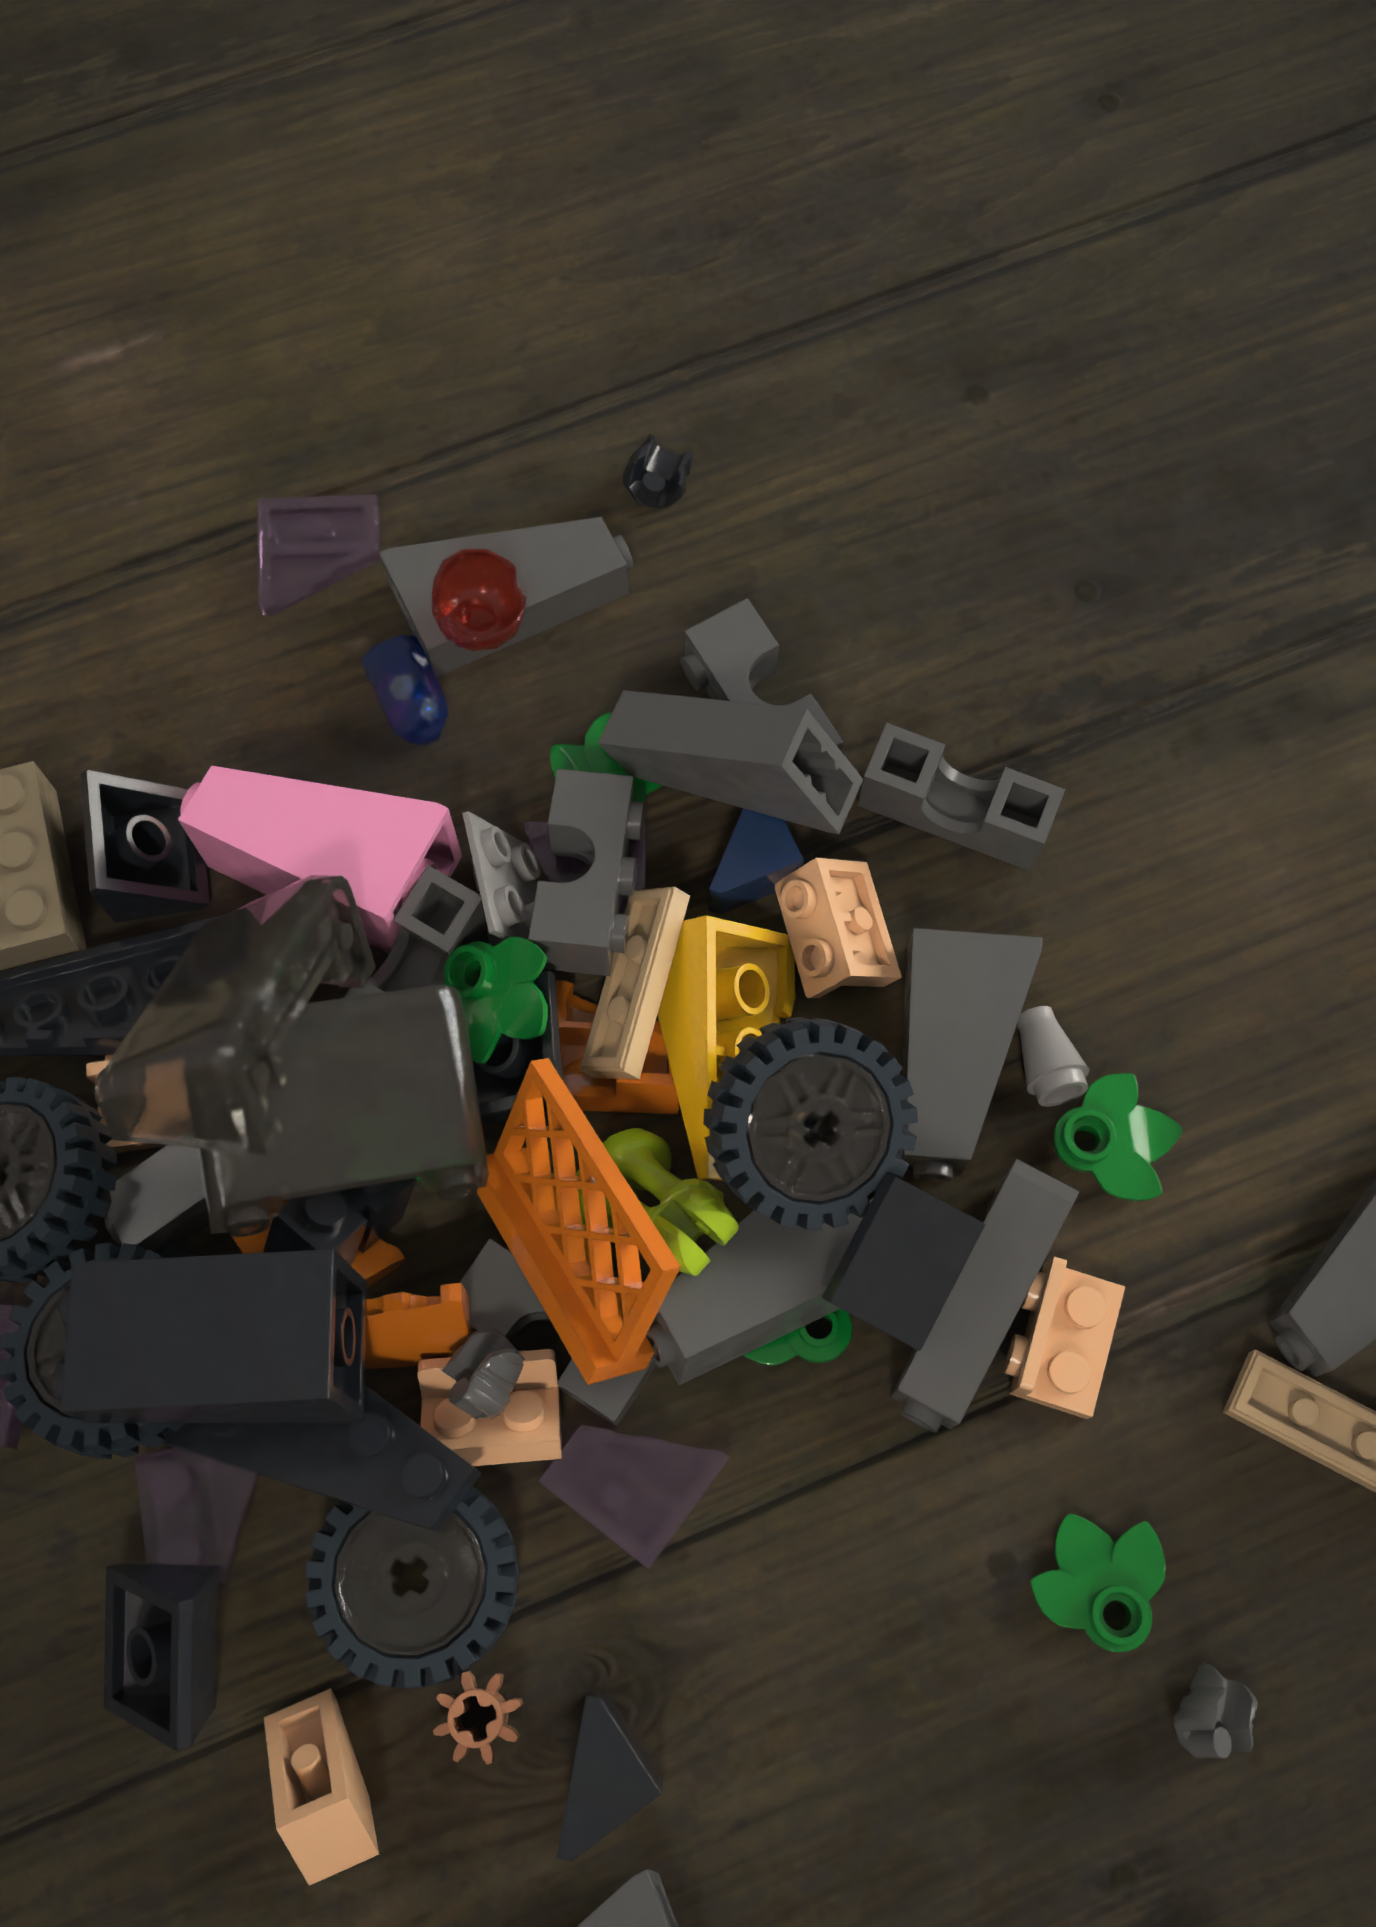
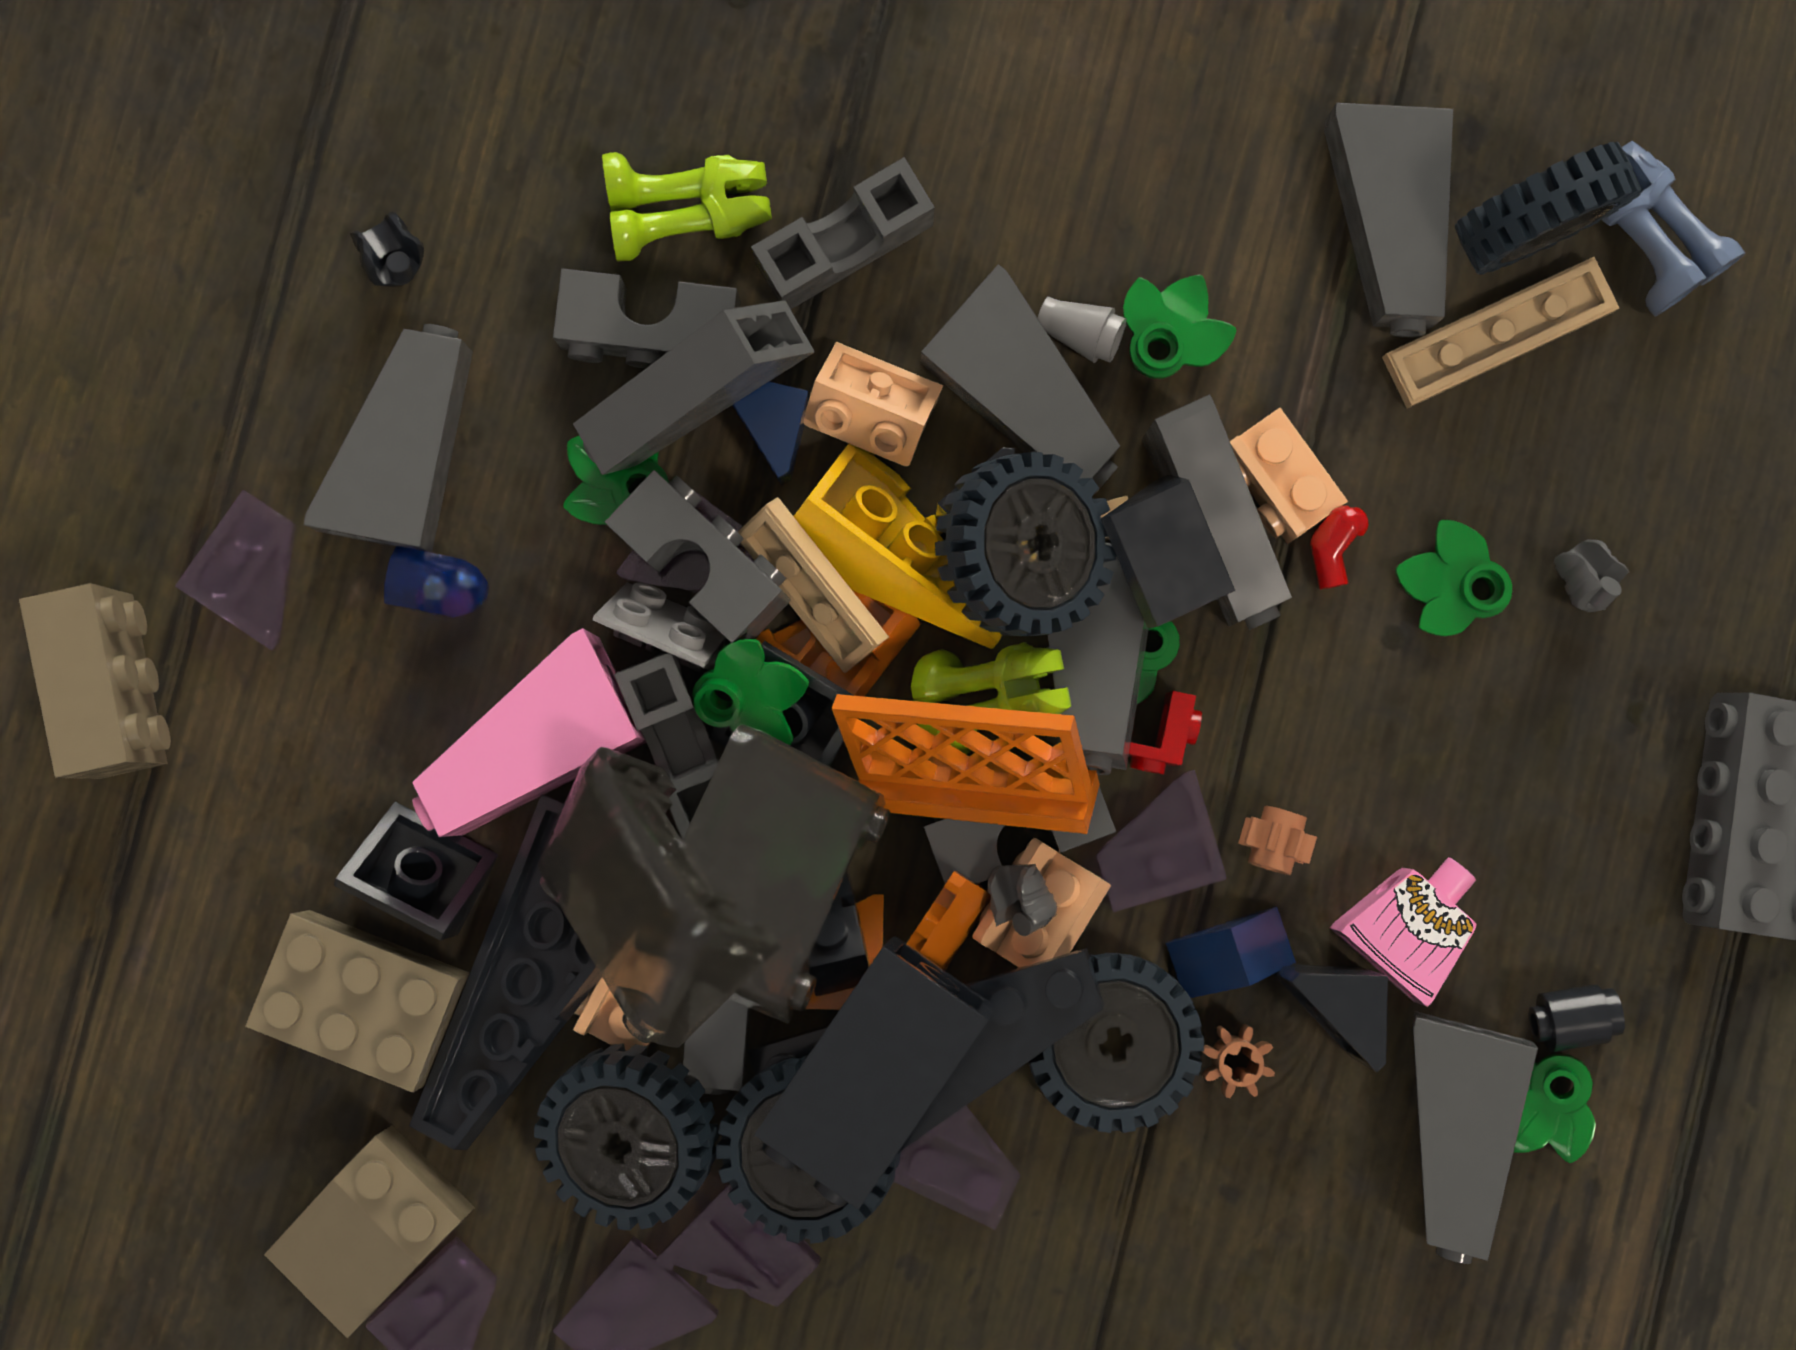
camera: 55 degrees left, 15 degrees up
(130, 489) = (94, 682): none -> dark tan brick
(162, 1648) = (1037, 1244): black slope -> none
(318, 1788) = (1203, 1196): light nougat slope -> none
(477, 599) = (416, 481): clear red hair -> none
(582, 1633) = (1231, 954): none -> dark blue slope
(722, 1591) = (1277, 840): none -> nougat gear
(737, 1800) = (1412, 928): none -> bright pink torso
(757, 1412) = (1177, 727): none -> red bracket
(921, 679) = (709, 183): none -> lime piece
(1044, 1429) = (1331, 541): none -> red arm

